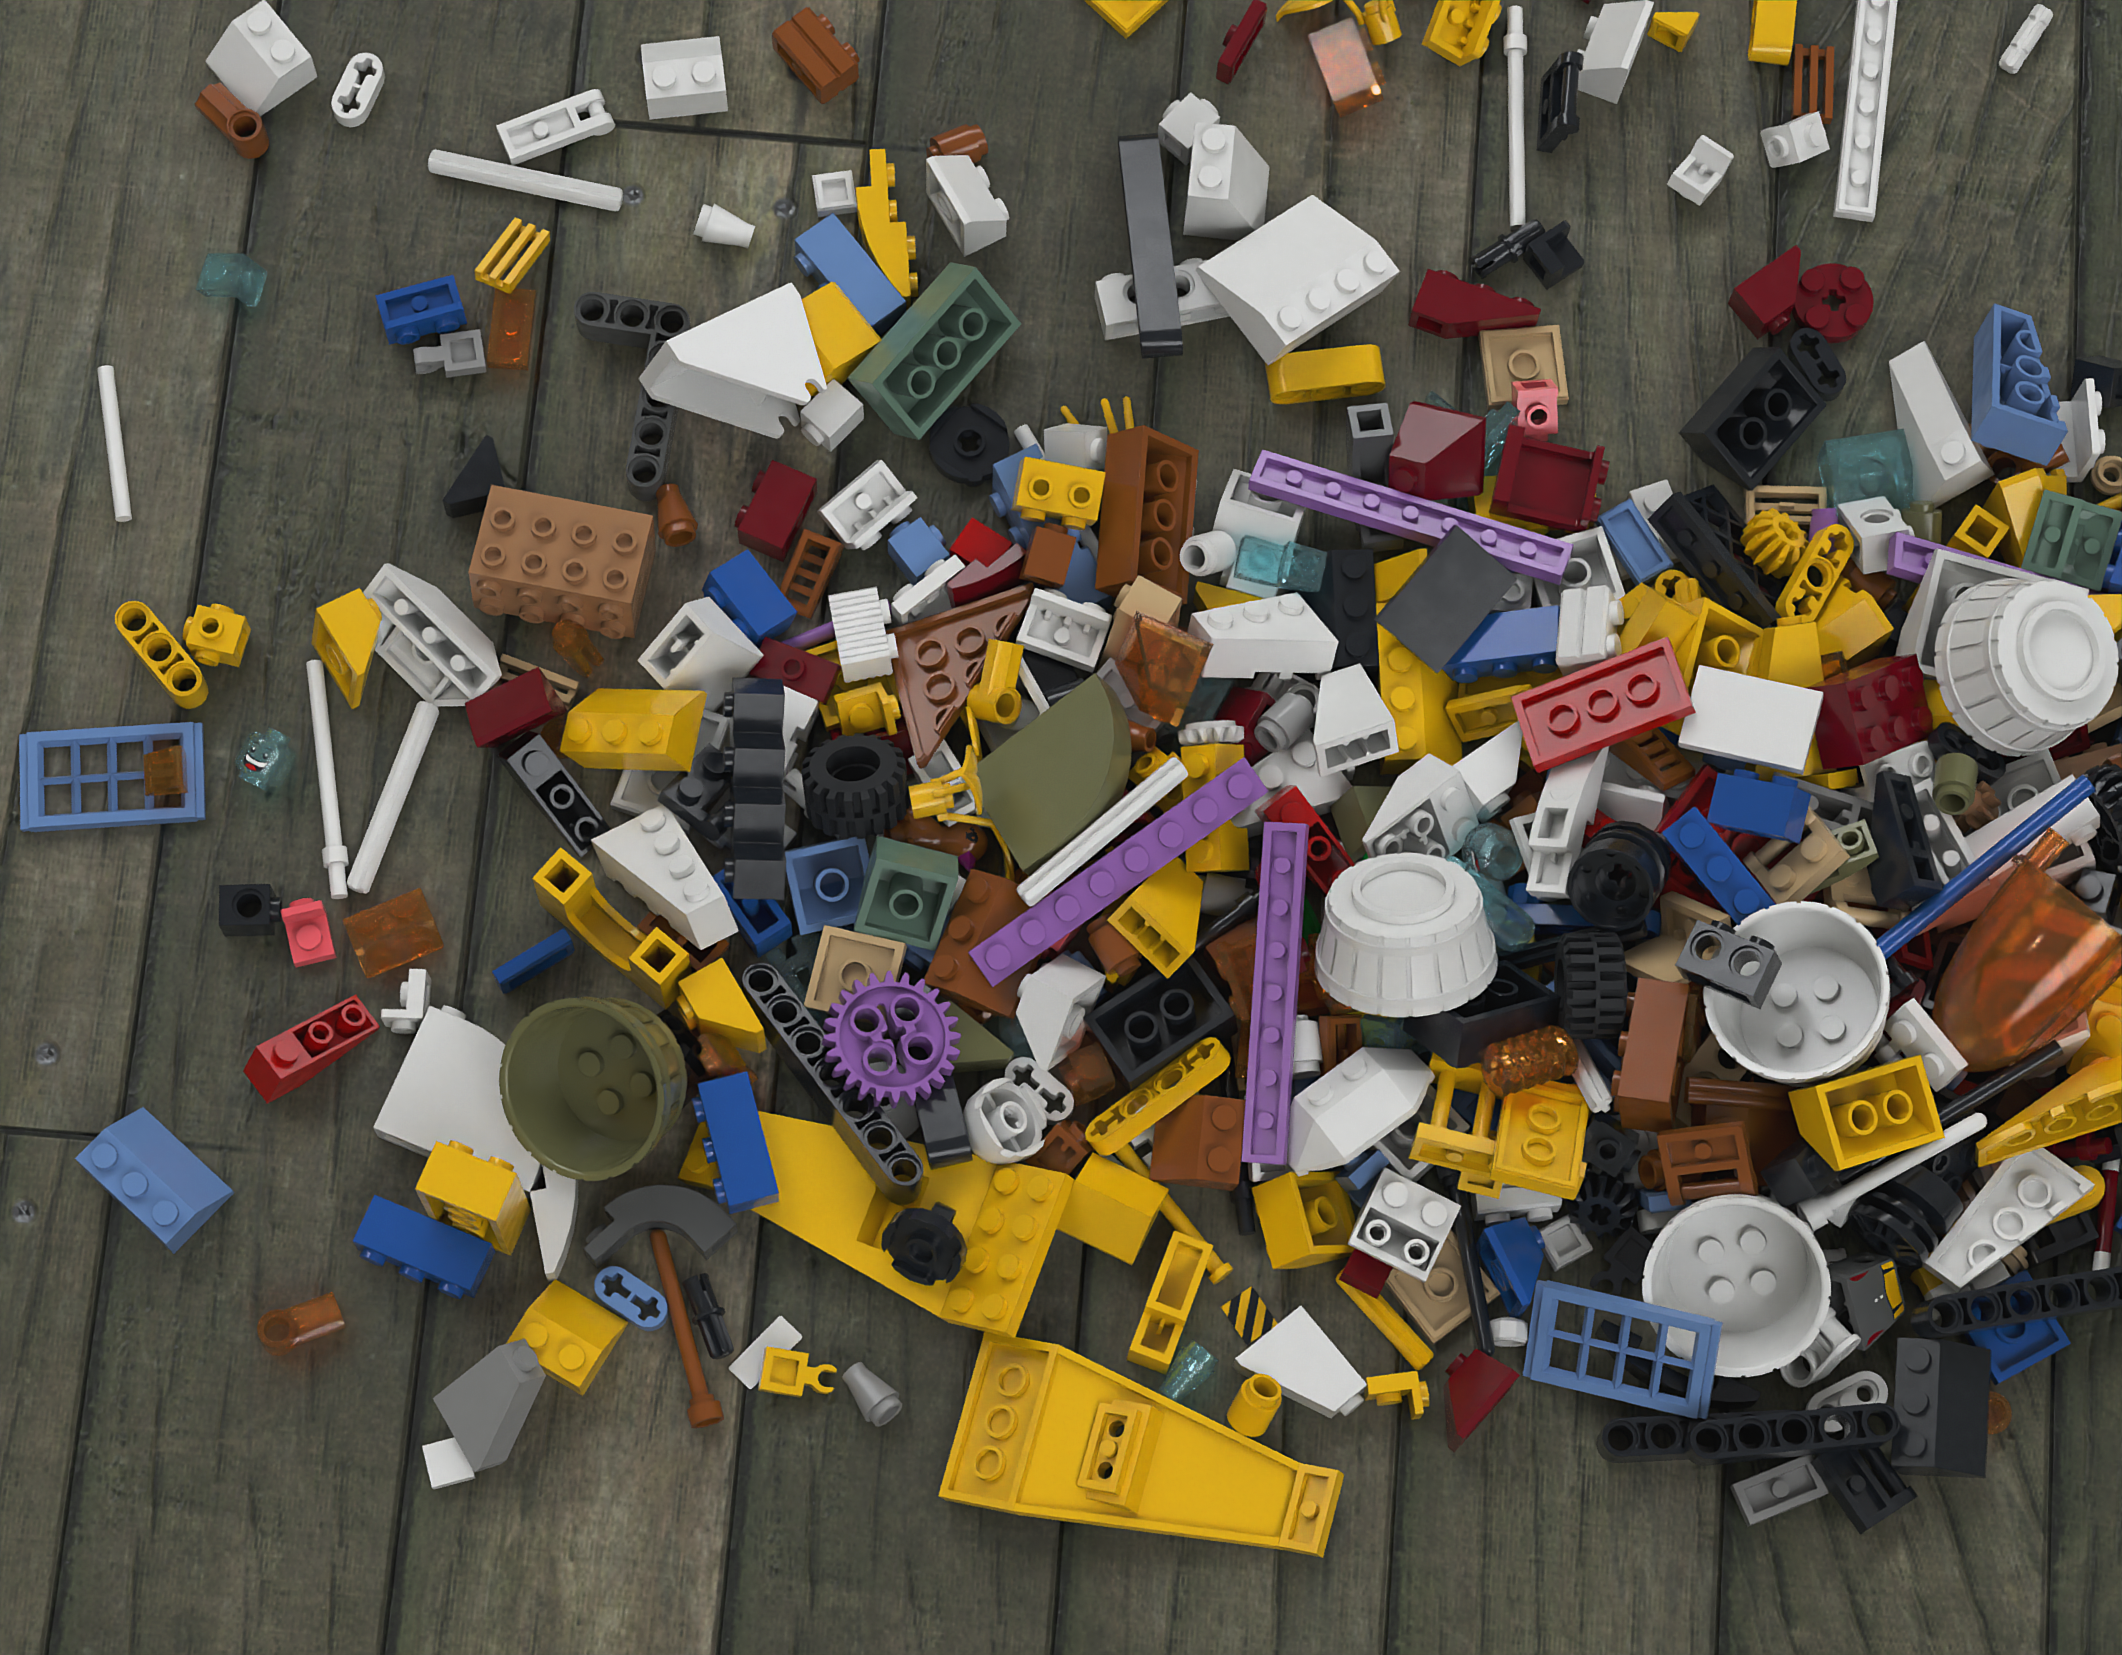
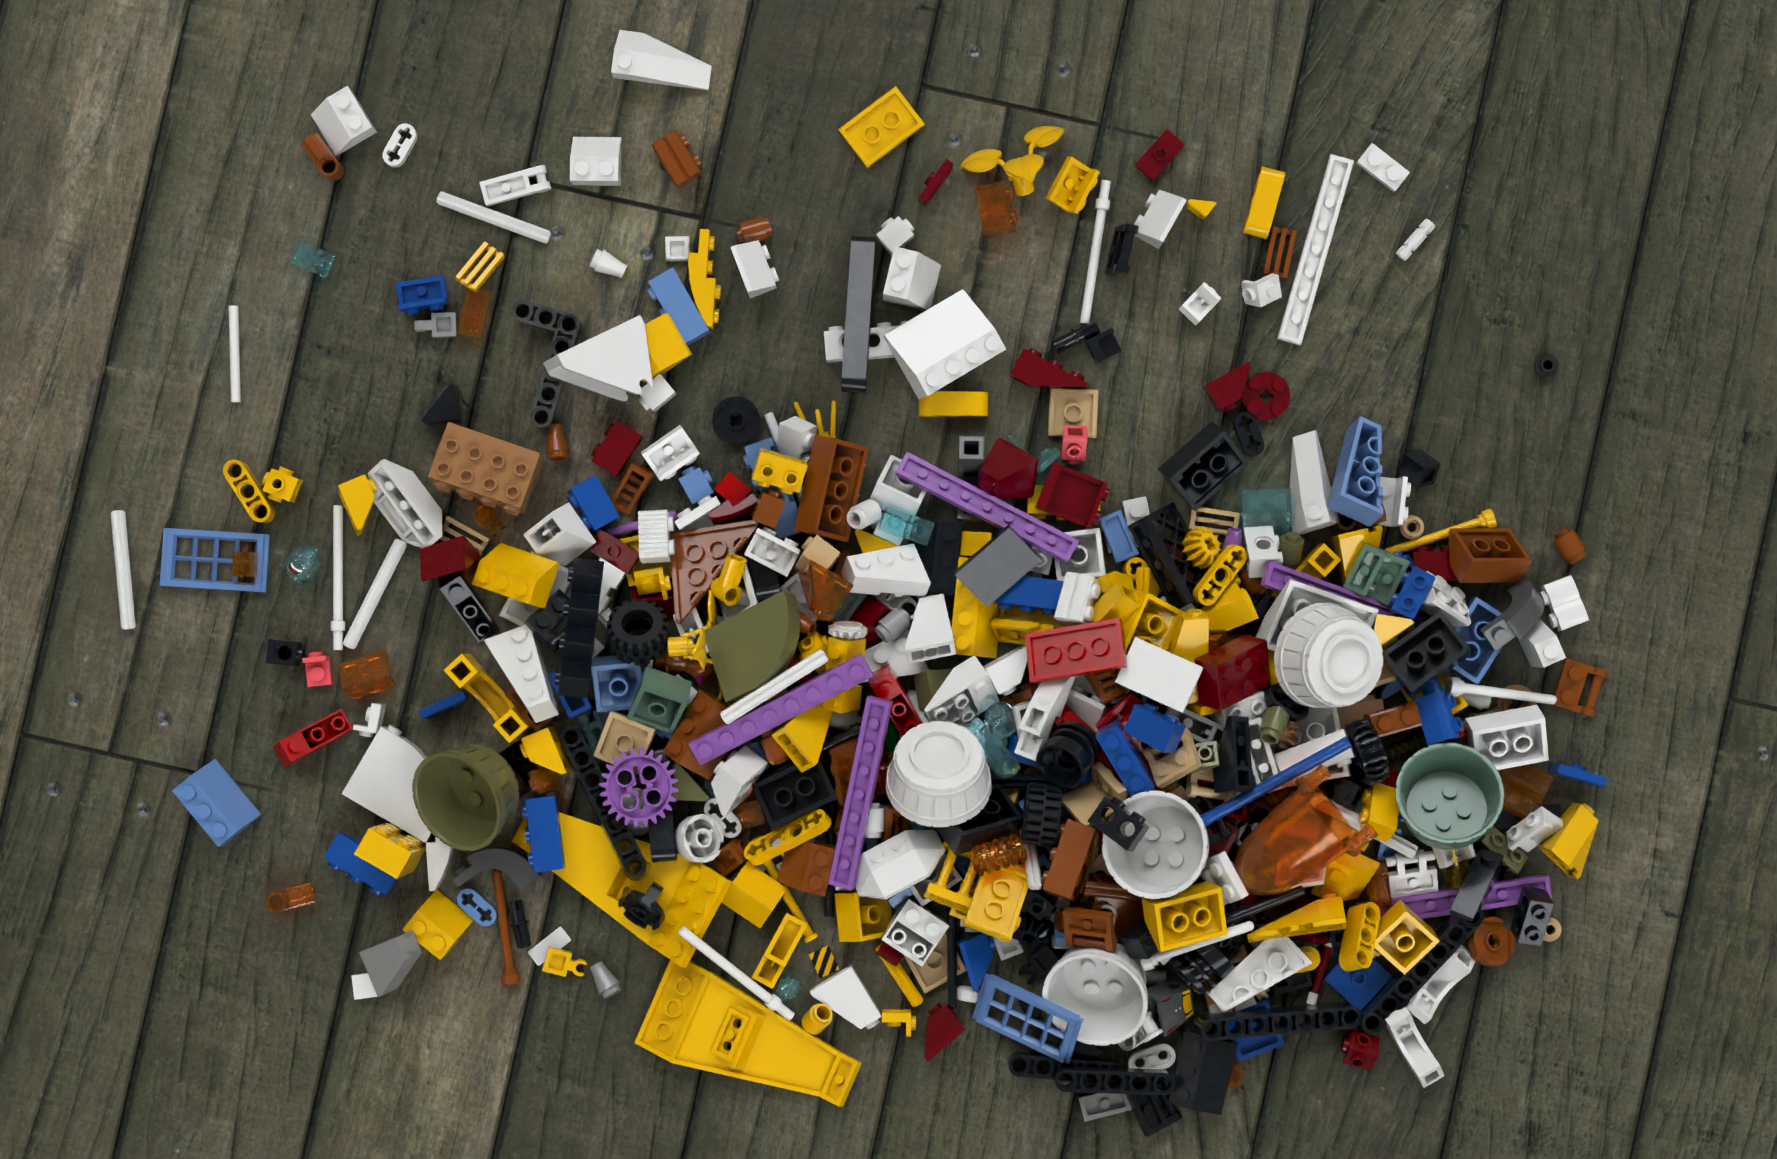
camera: 15 degrees right, 15 degrees up
(934, 350) = (721, 364): sand green brick -> none
(1171, 1383) = (771, 1000): none -> white bar

